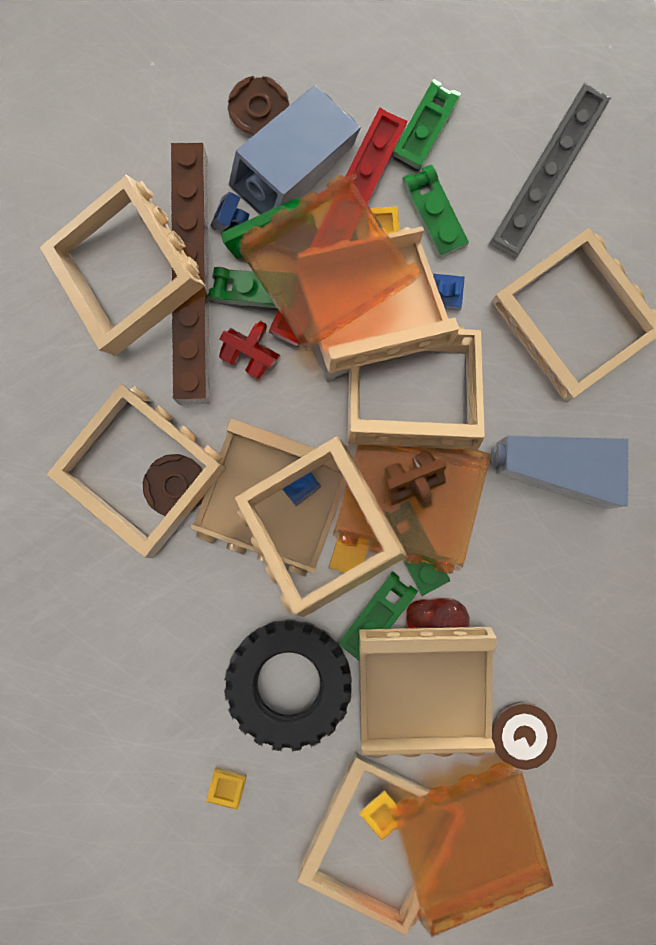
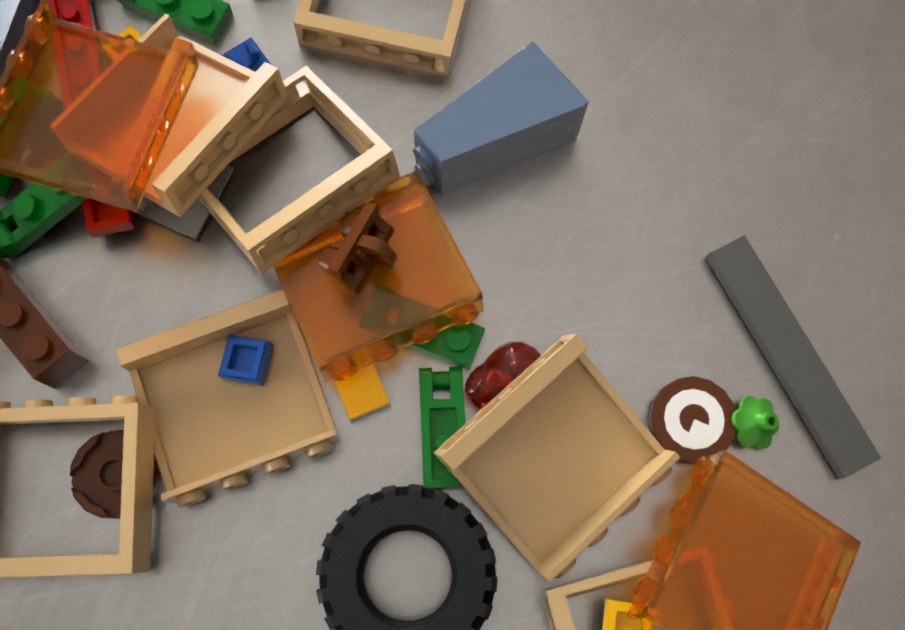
camera: 40 degrees left, 10 degrees down
(235, 343) = (65, 278): red hips -> none
(263, 544) = (372, 403): tan window -> none
(558, 768) = (755, 422): none -> bright green plant
(616, 750) = (793, 358): none -> dark grey tile

